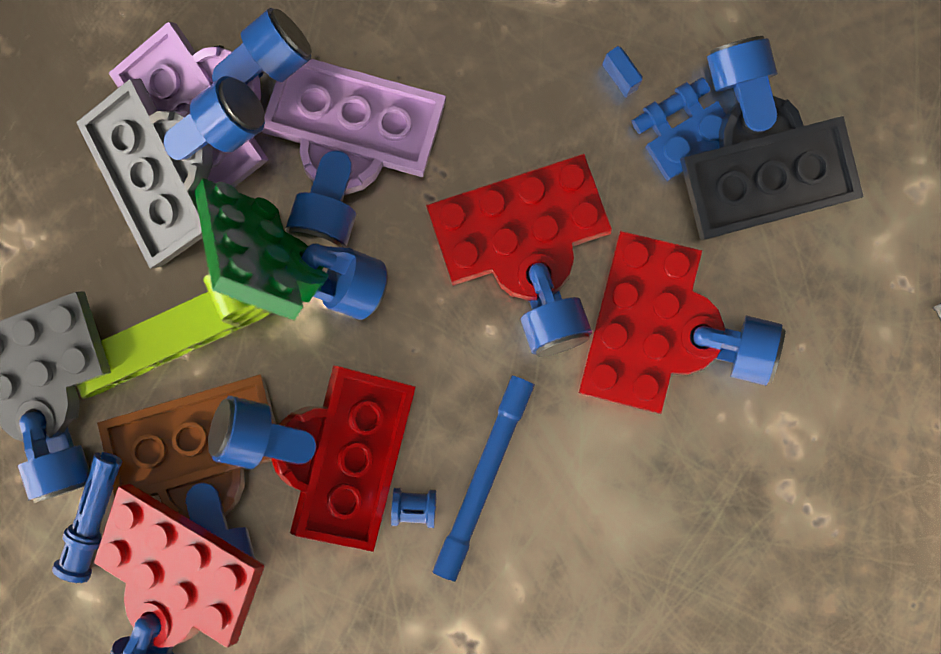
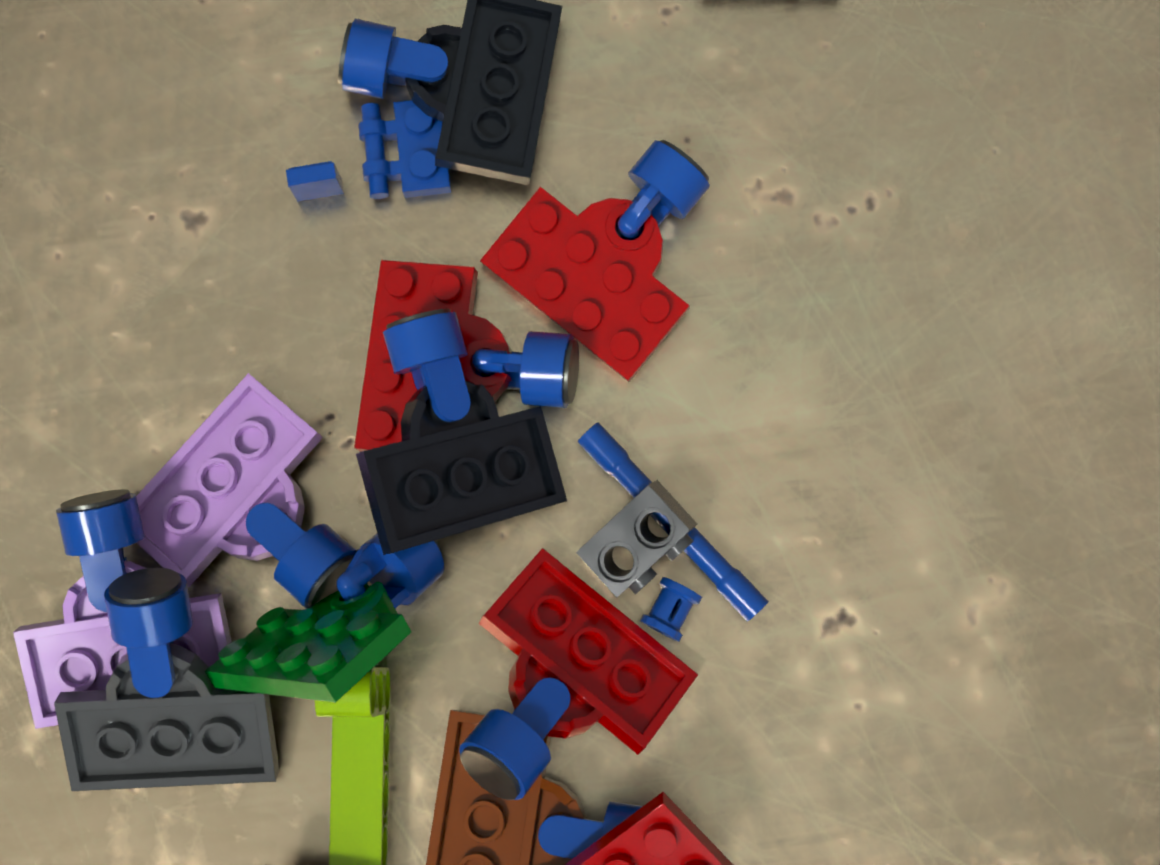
camera: 65 degrees left, 5 degrees down
(454, 288) = (456, 454): none -> black plate
(457, 452) = (631, 531): none -> dark grey brick

